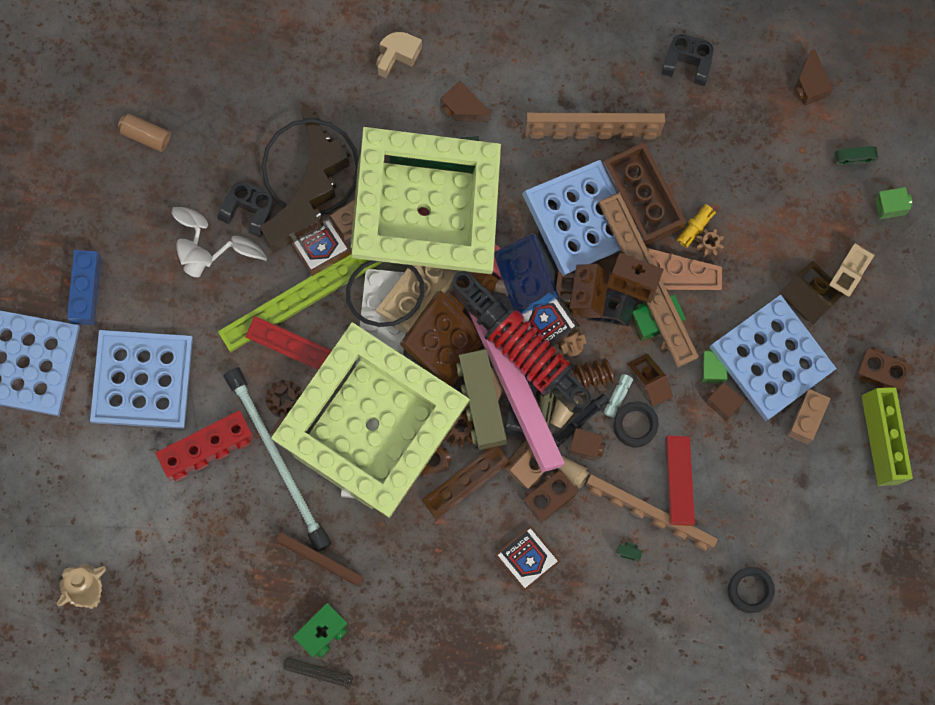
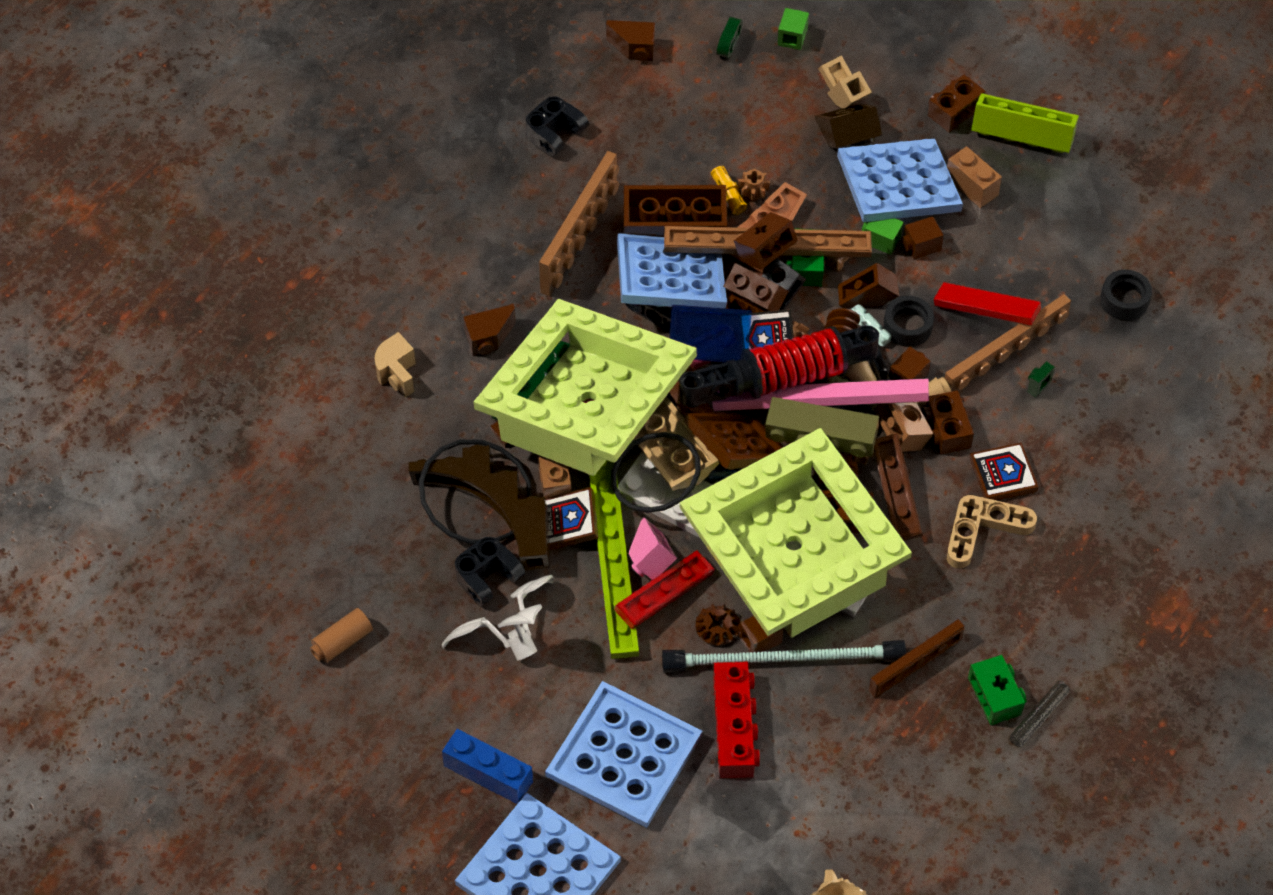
camera: 60 degrees left, 20 degrees down
(320, 319) = (650, 551): none -> bright pink slope
(476, 559) = (982, 517): none -> tan beam

